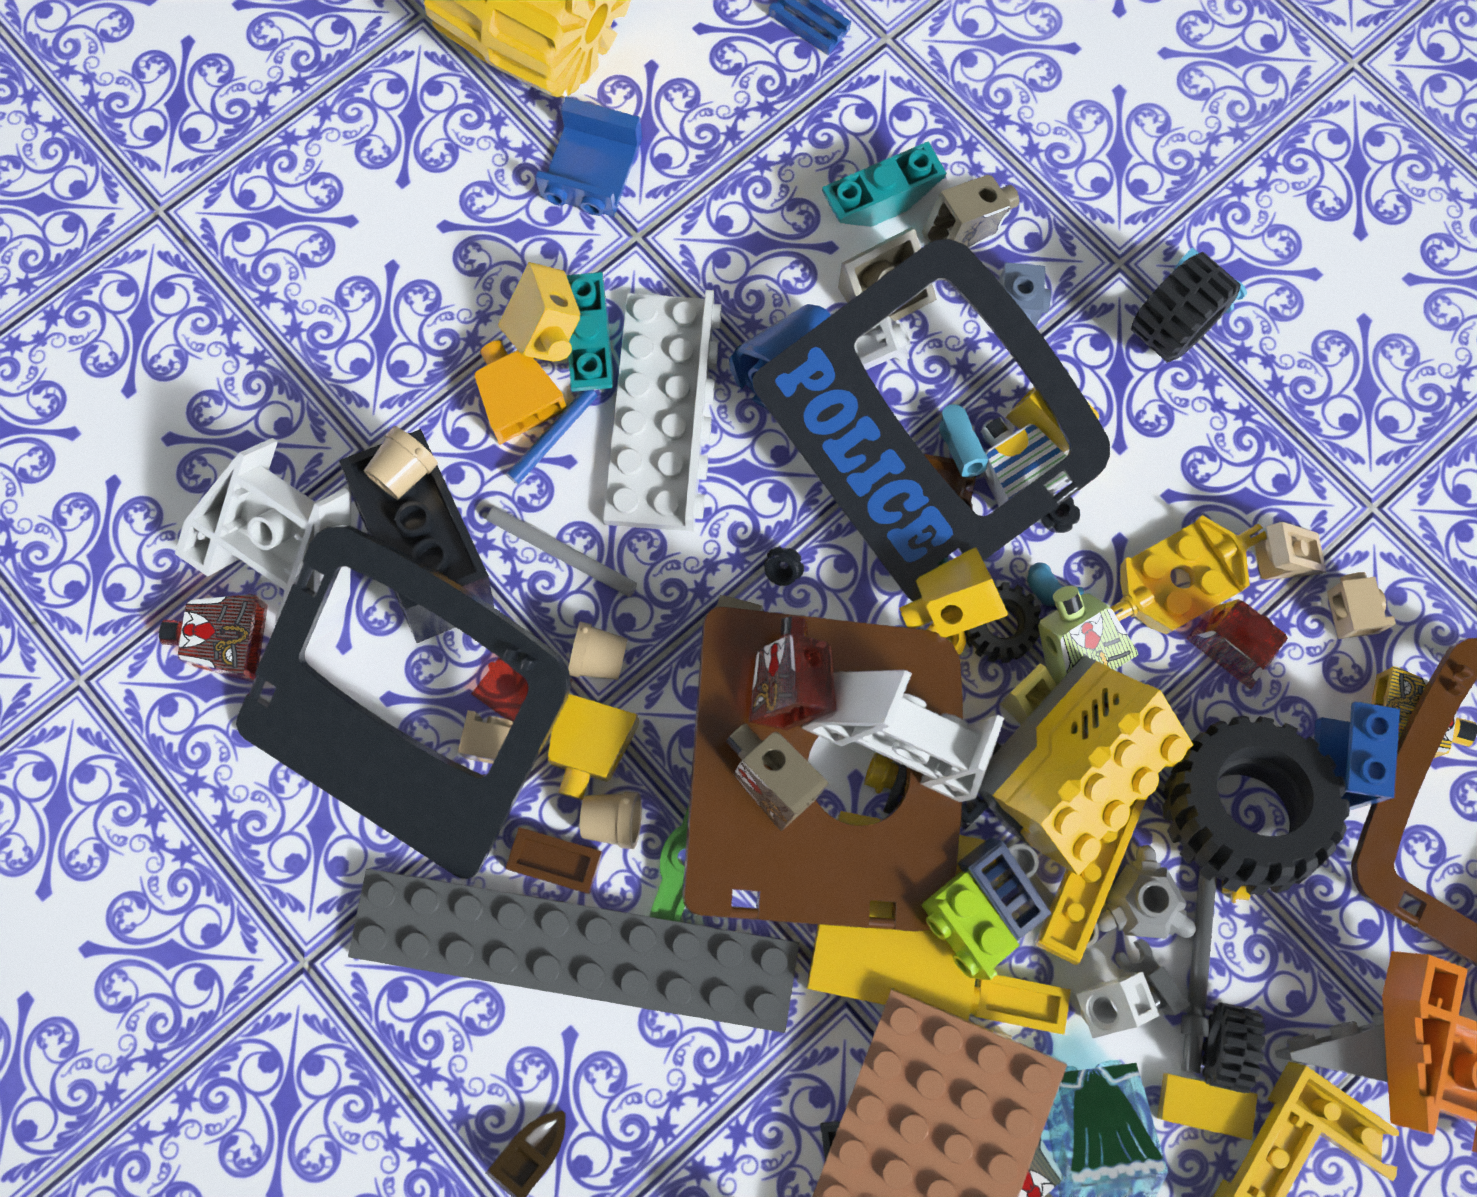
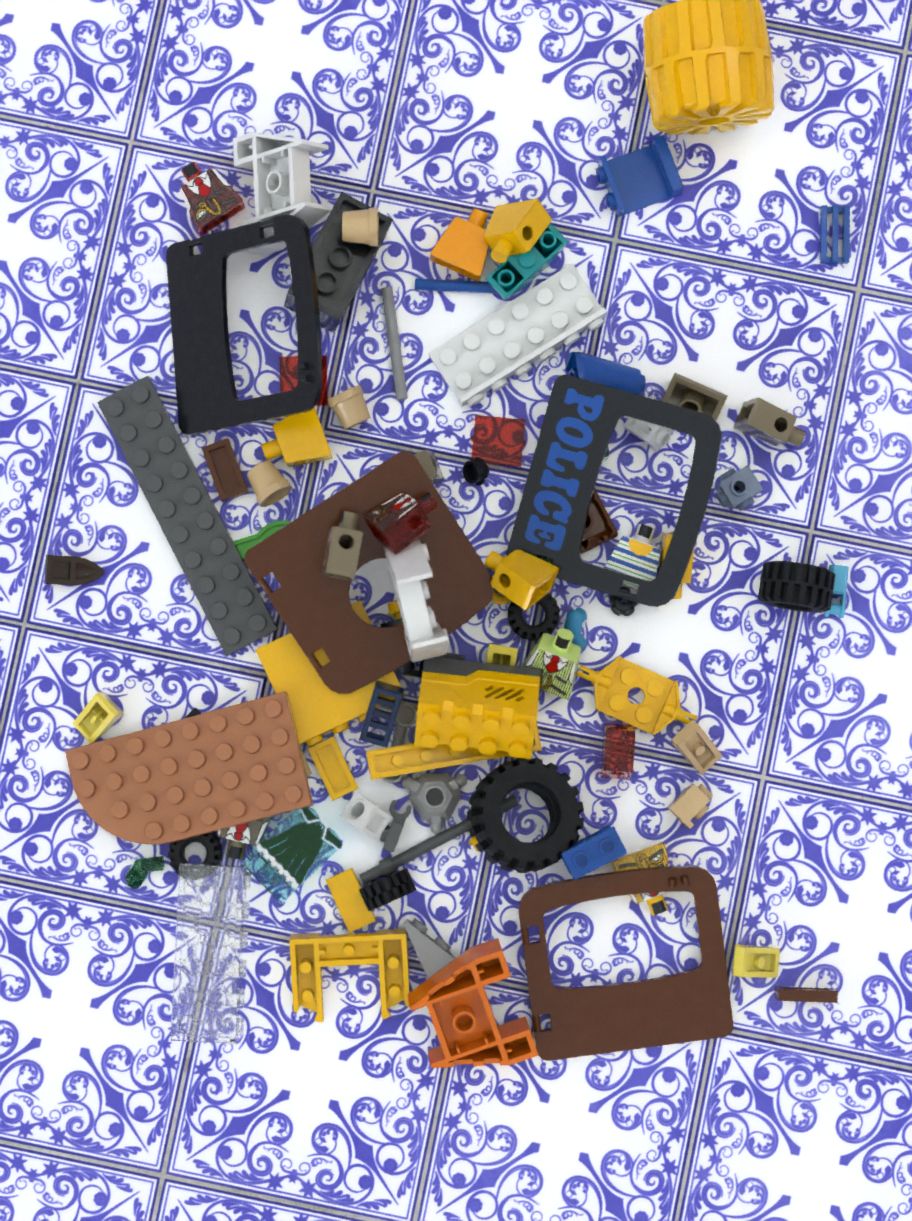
camera: 55 degrees right, 10 degrees up
(482, 739) = (258, 383): tan brick -> none
(764, 517) = (498, 440): none -> clear red piece
(885, 187) = (747, 361): teal slope -> none
(962, 441) = (623, 517): medium azure bar -> none
(969, 926) = (348, 709): lime bracket -> none

